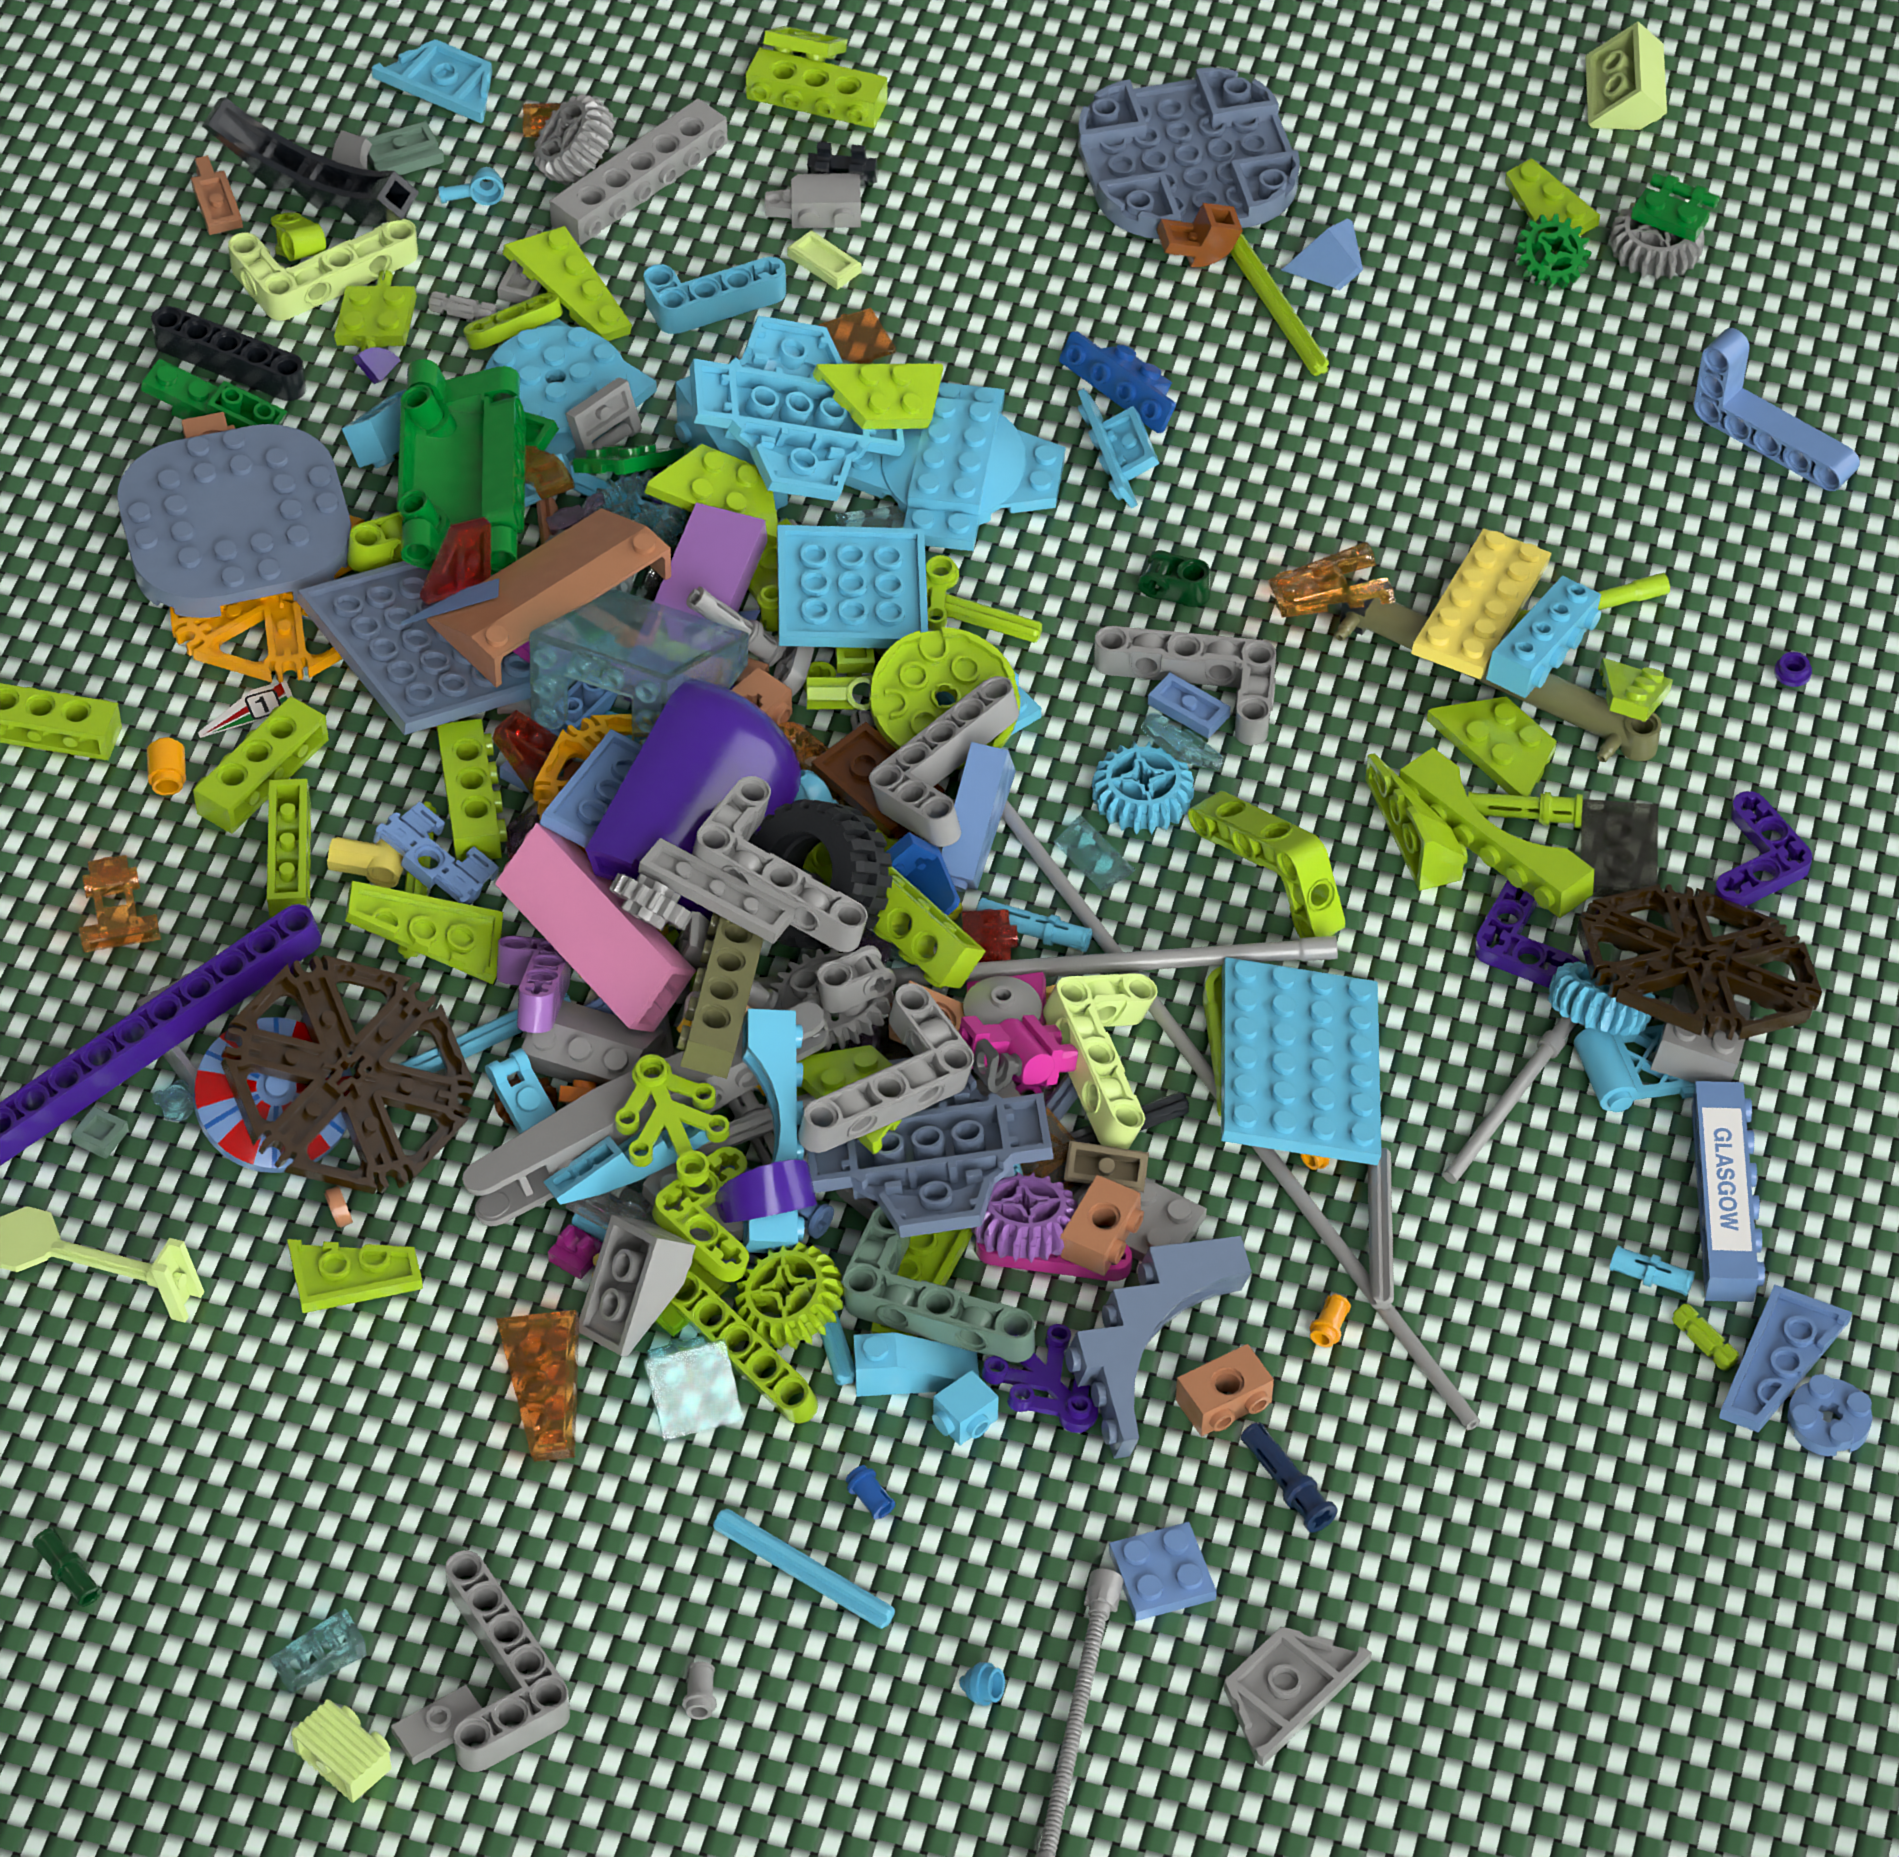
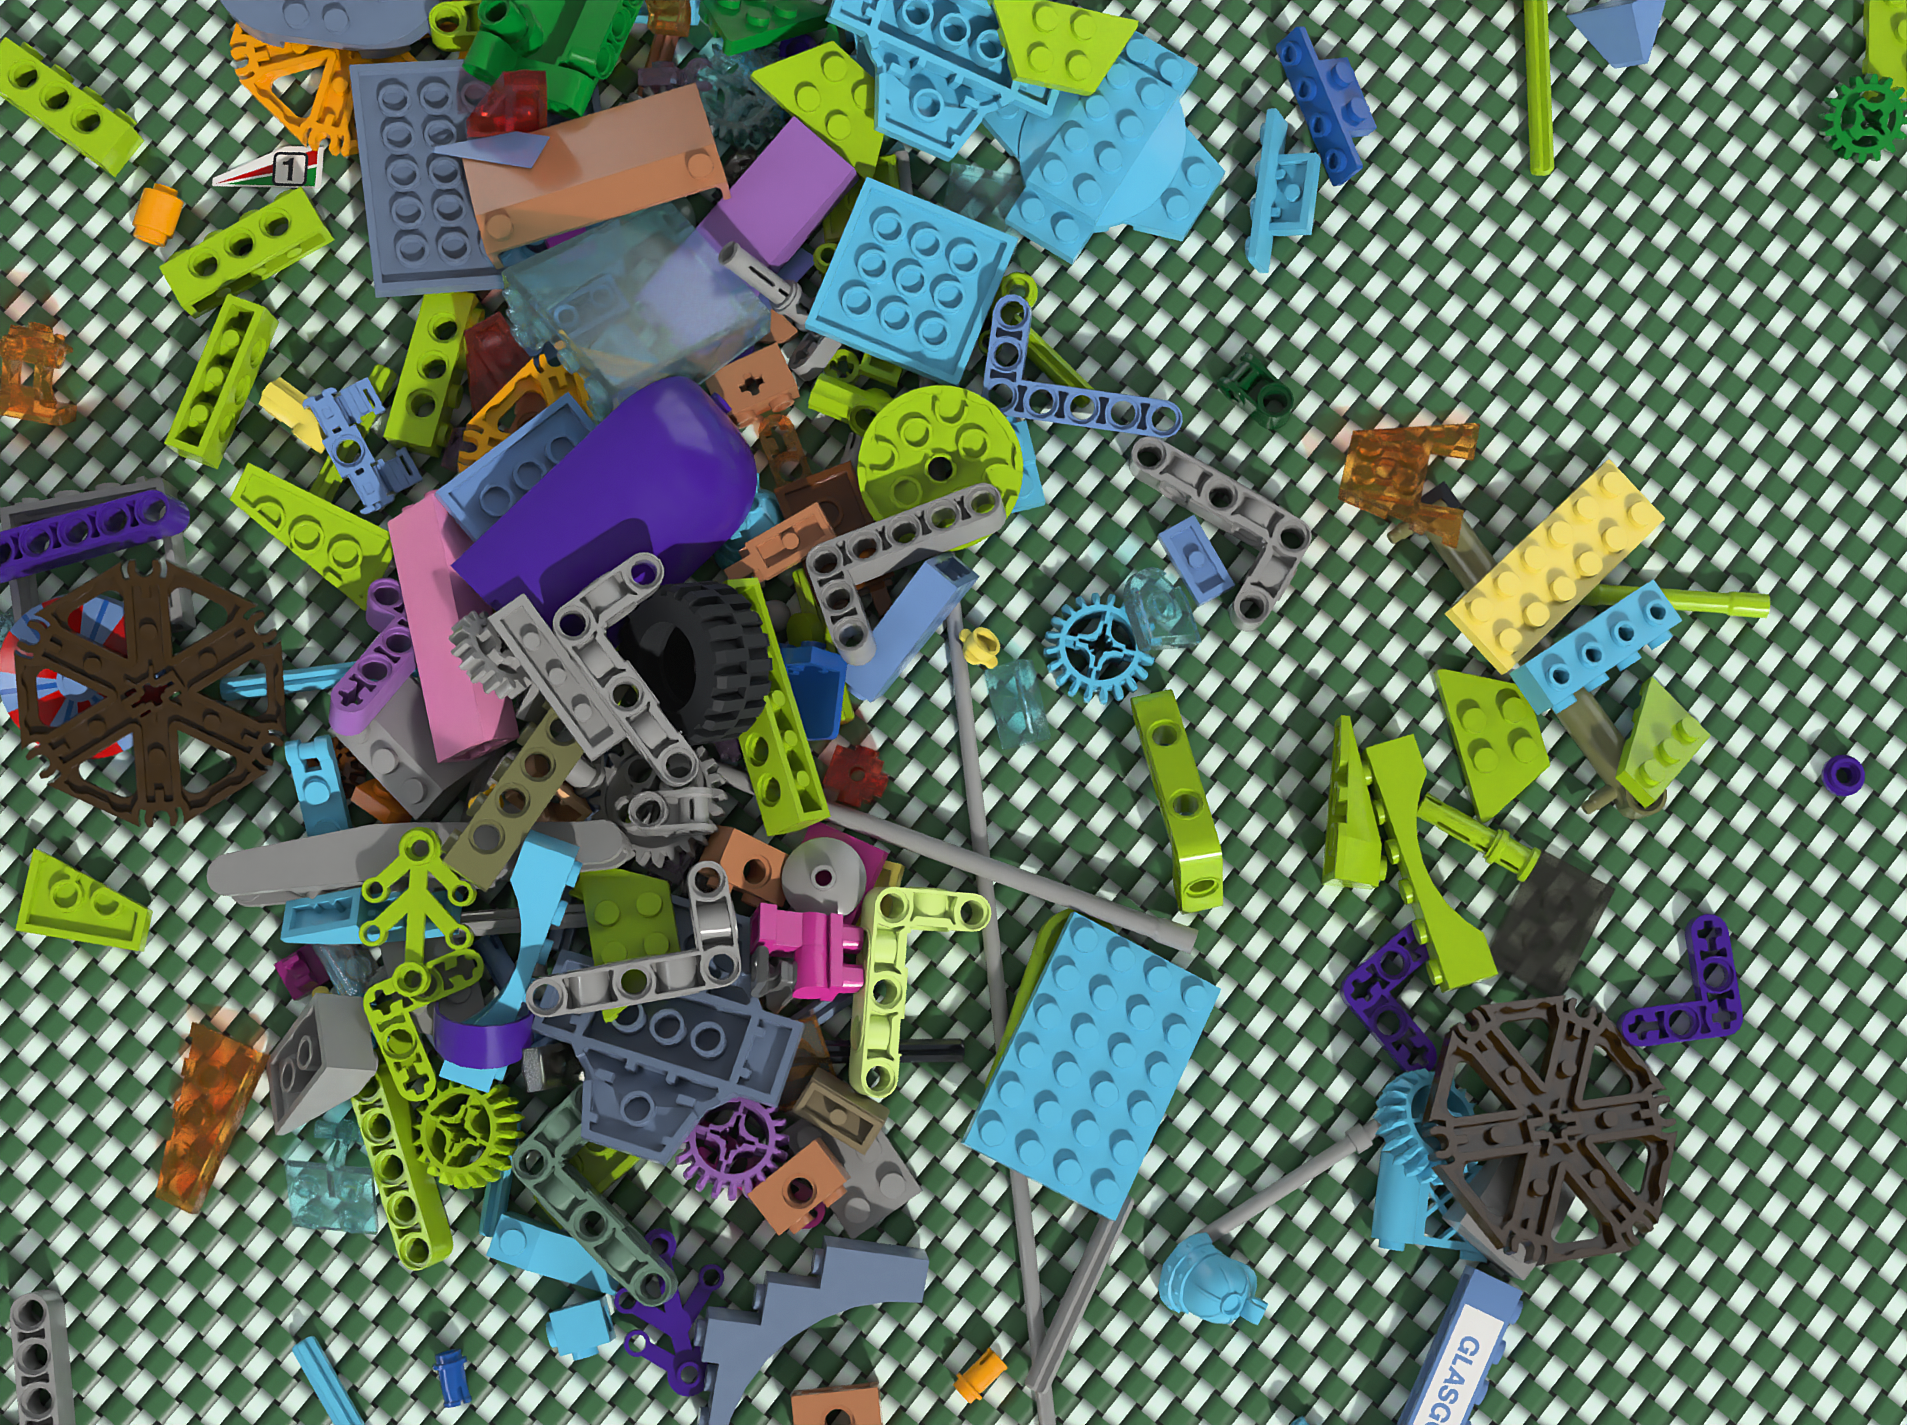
camera: 25 degrees right, 30 degrees up
(338, 1207) = (99, 828): nougat tile -> none
(836, 1217) = (550, 1066): none -> clear smoke plate
(849, 780) = (782, 545): none -> nougat hinge
(1018, 621) = (1062, 395): none -> medium blue beam
(1042, 820) = (980, 646): none -> light yellow plate
(1048, 929) = (948, 806): medium azure pin -> none
(1486, 1182) = (1209, 1283): none -> medium azure helmet

